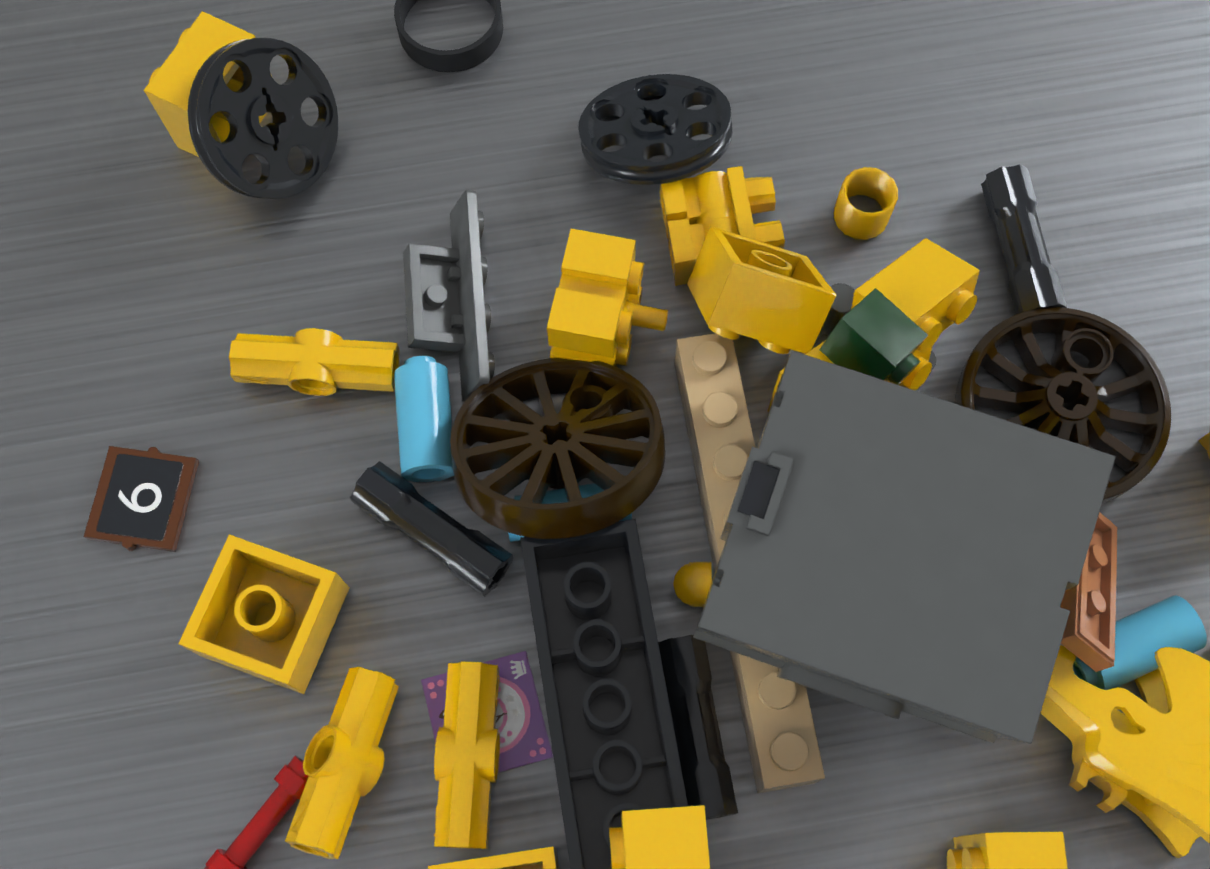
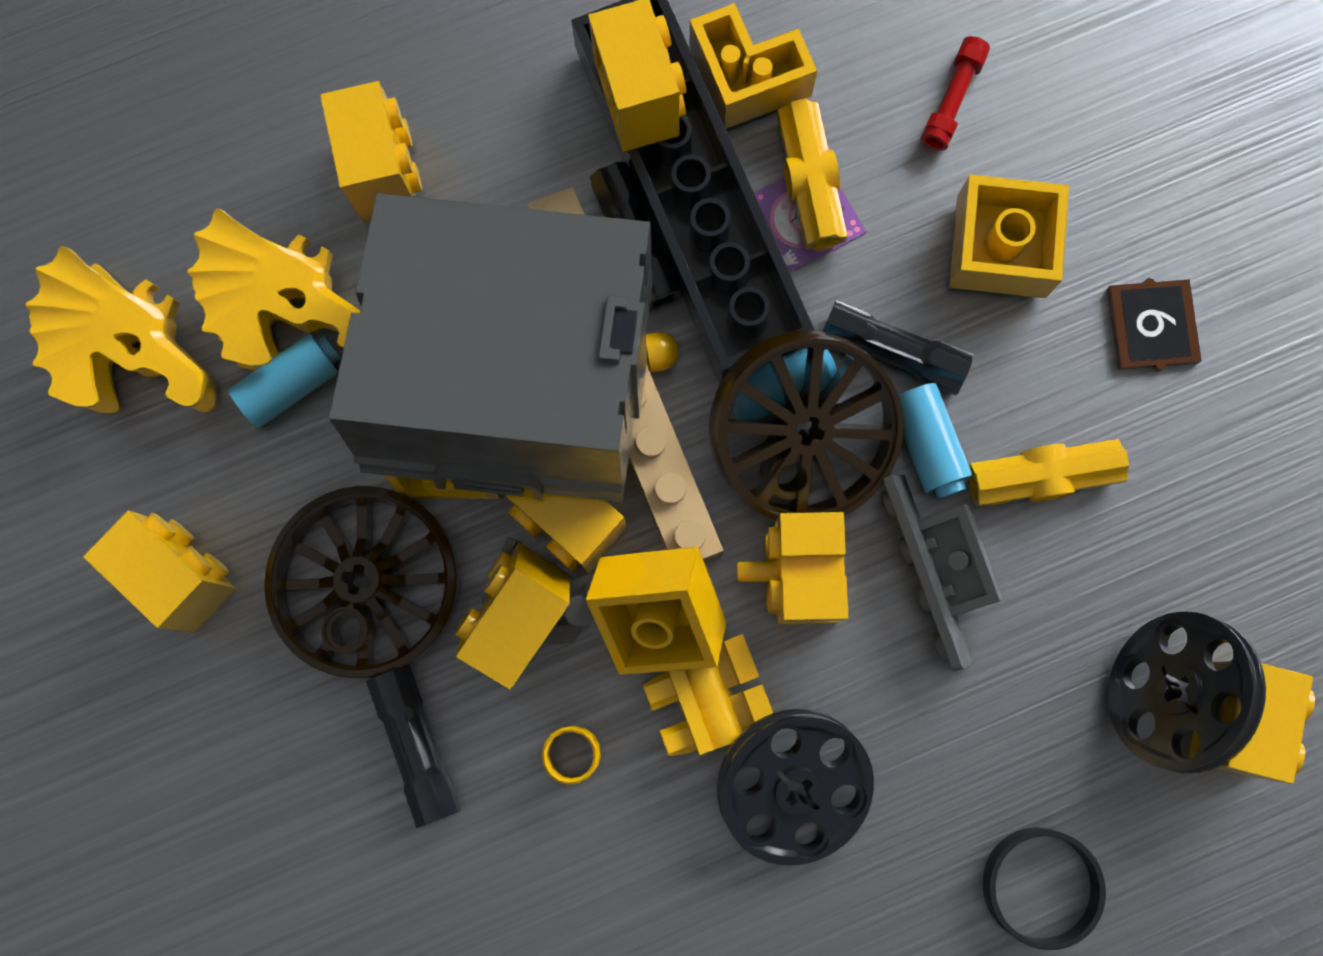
camera: 170 degrees right, 10 degrees up
(342, 763) = (907, 143): yellow piece -> none
(875, 340) = (542, 549): dark green brick -> none
(1093, 601) = (327, 455): nougat tile -> none

